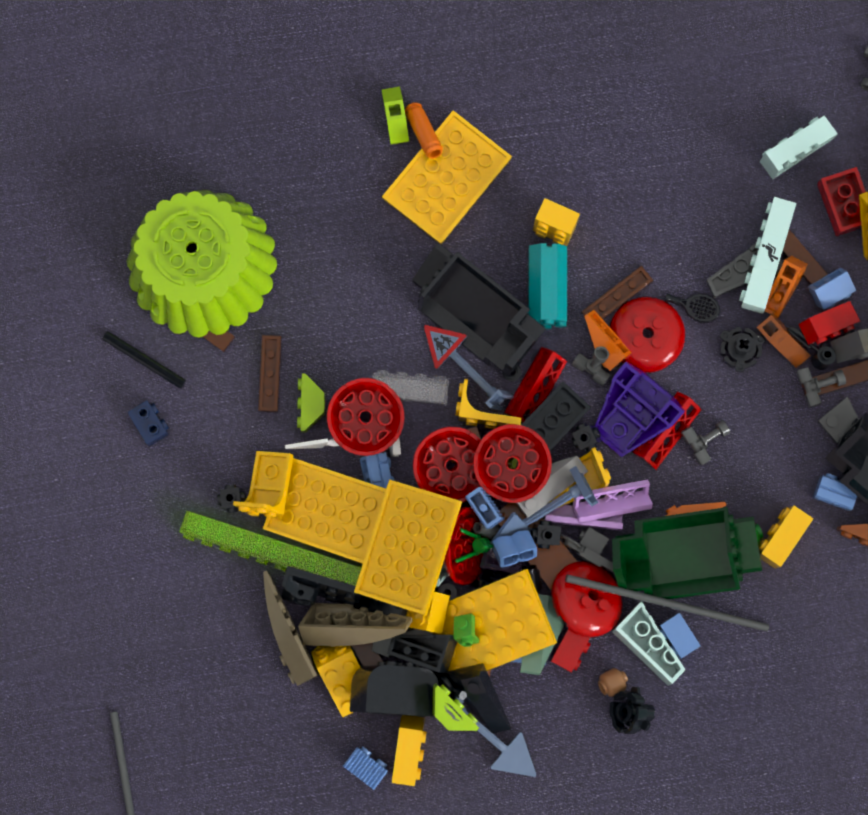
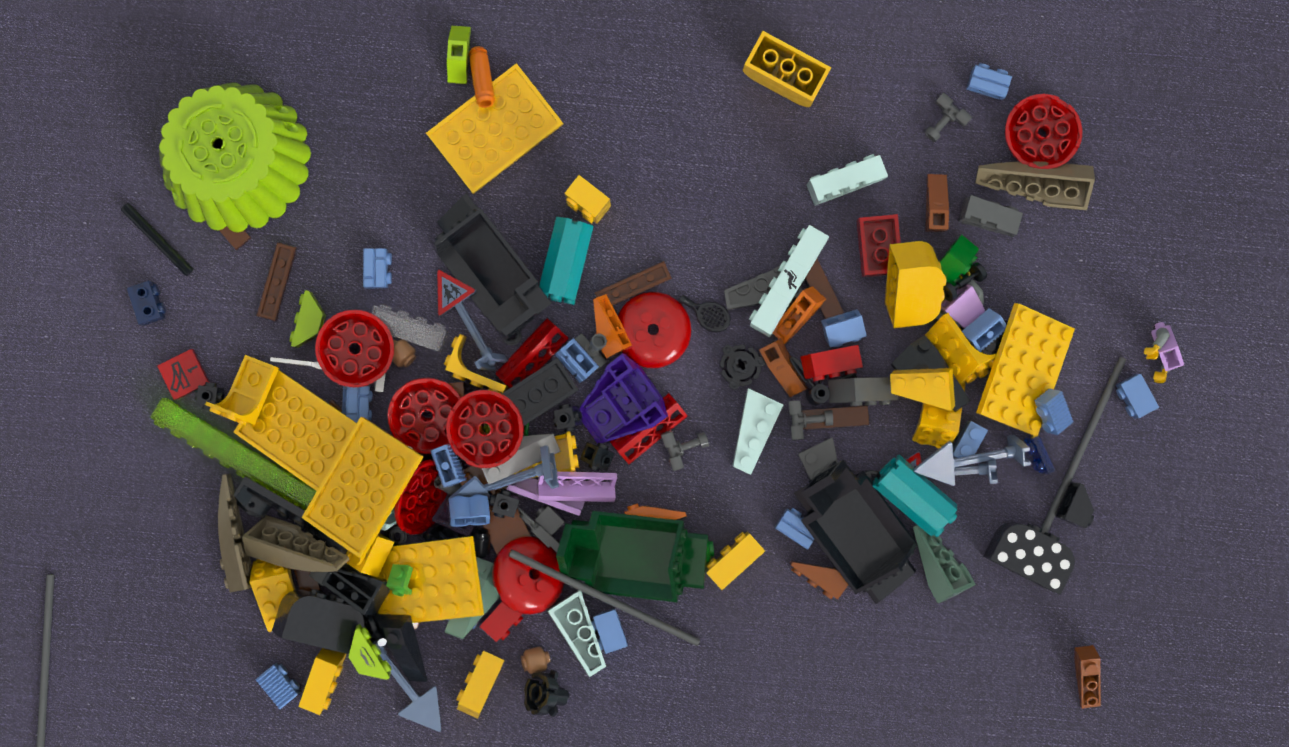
camera: 10 degrees right, 5 degrees up
(199, 484) = (183, 374): none -> red tile
(364, 337) = (376, 268): none -> medium blue brick
(412, 413) = (403, 353): none -> medium nougat head
(479, 545) = (436, 499): green plant -> none
(564, 719) = (479, 684): none -> yellow wedge
(581, 379) = (576, 360): none -> medium blue brick
(624, 468) = (597, 456): none -> black brick
(715, 56) = (785, 70): none -> yellow brick
(771, 401) = (756, 425): none -> light aqua wedge

